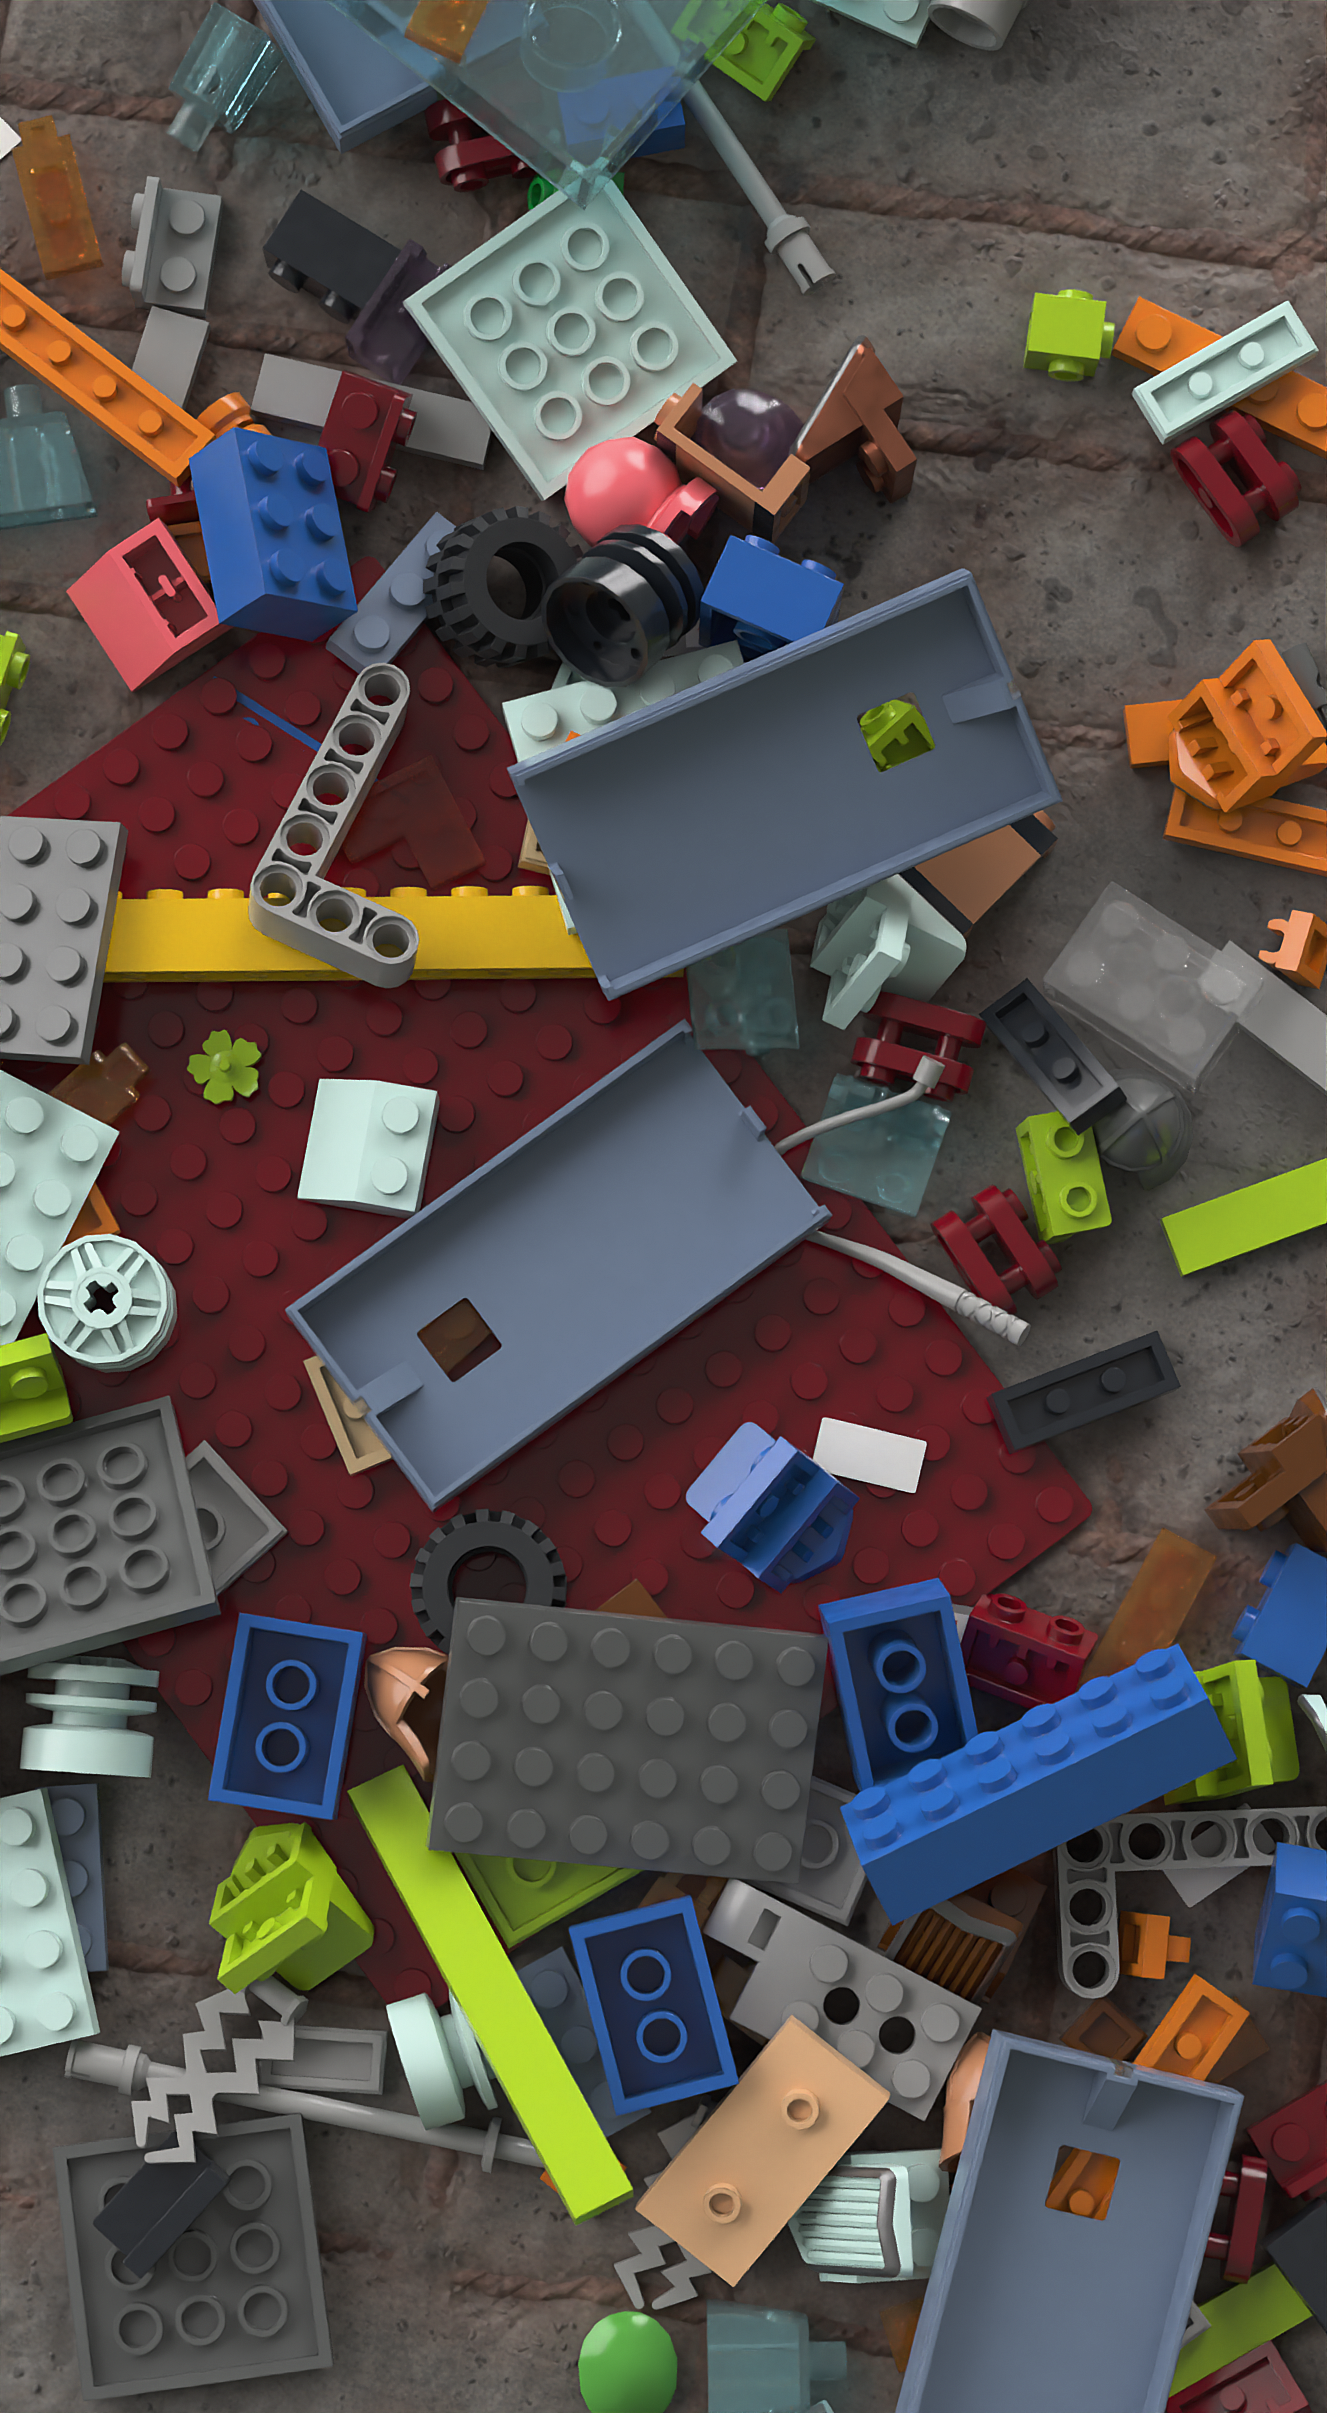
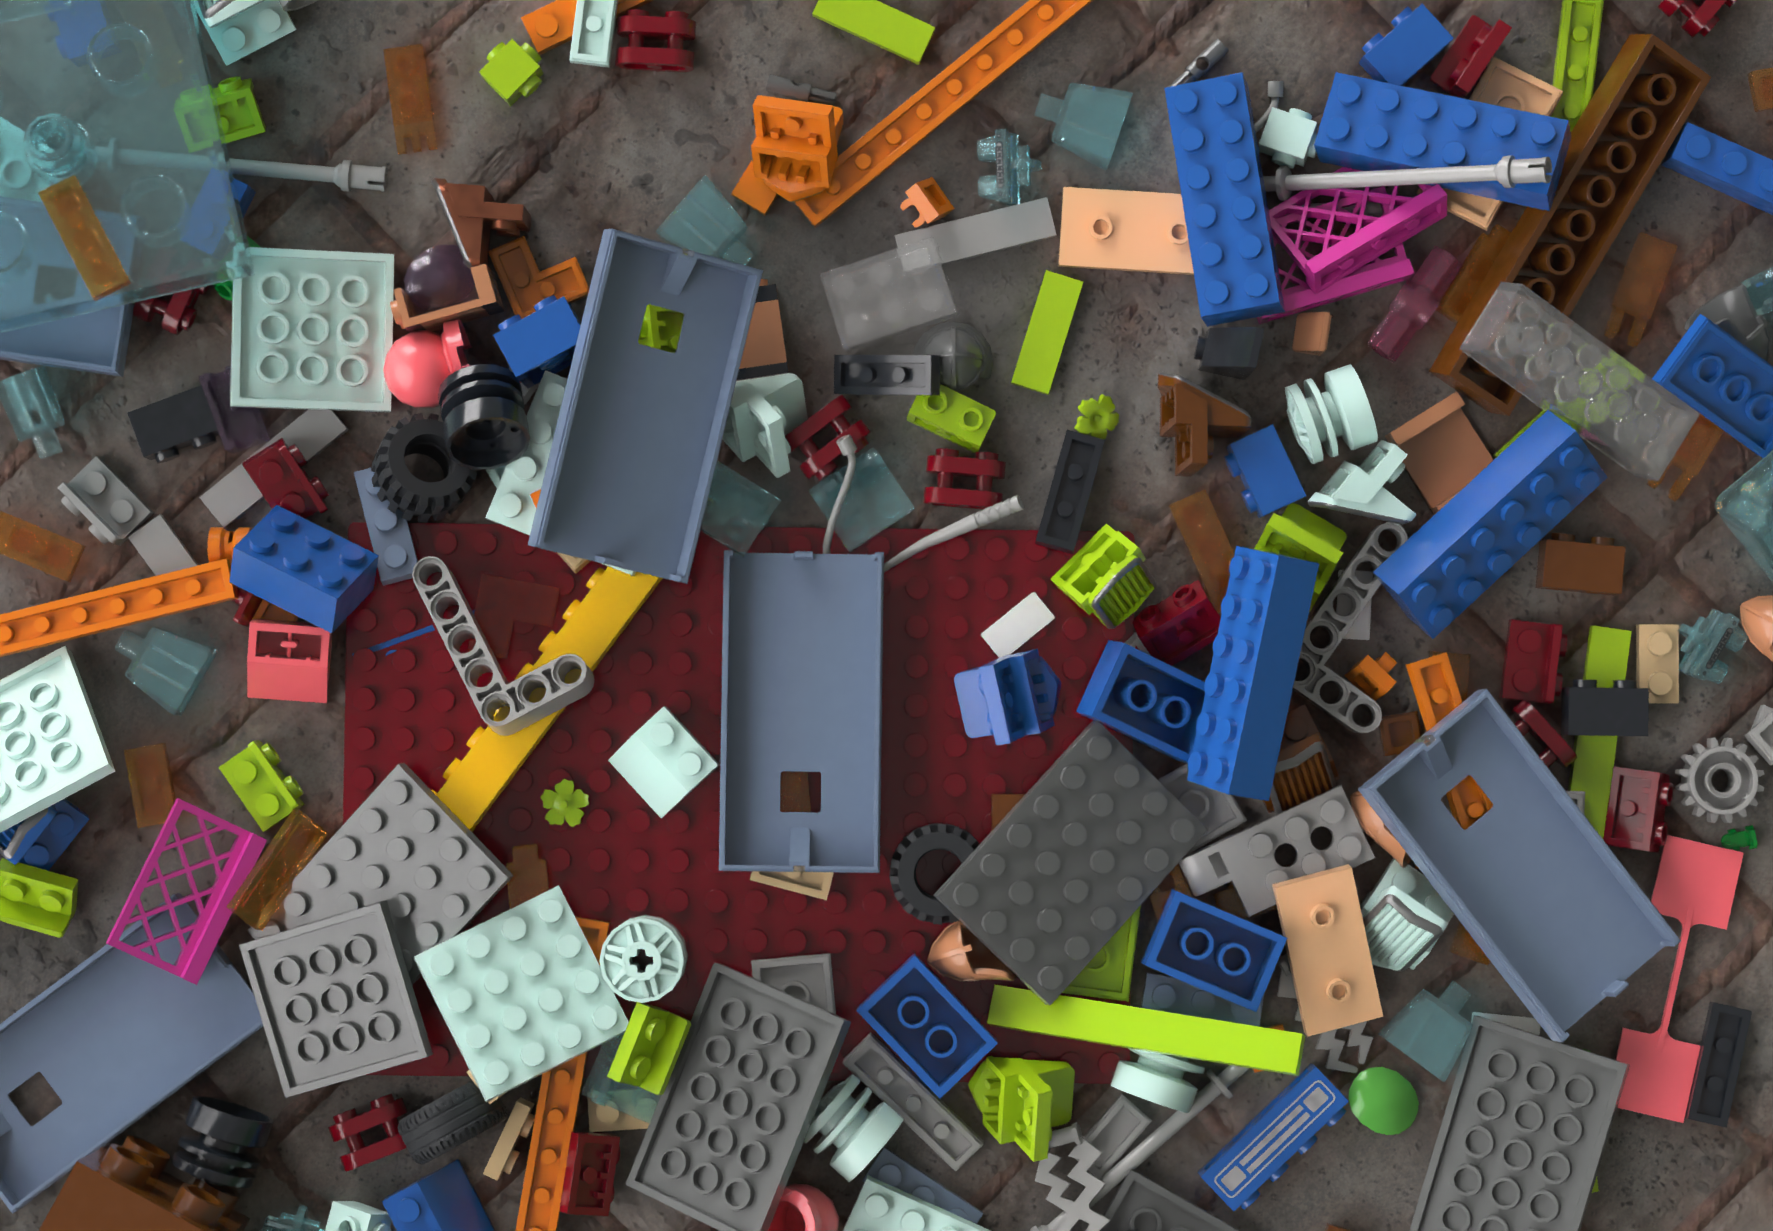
camera: 50 degrees left, 5 degrees up
(180, 1776) = (913, 1101): none -> light grey tile
(476, 2265) = (1273, 1137): none -> blue brick
(828, 536) = (528, 285): none -> orange tile
(940, 240) = (410, 97): none -> clear orange hinge
(1013, 1518) = (1107, 577): none -> lime piece
(1067, 702) = (706, 225): none -> clear light blue torso
(1201, 1357) = (1097, 417): none -> lime plant

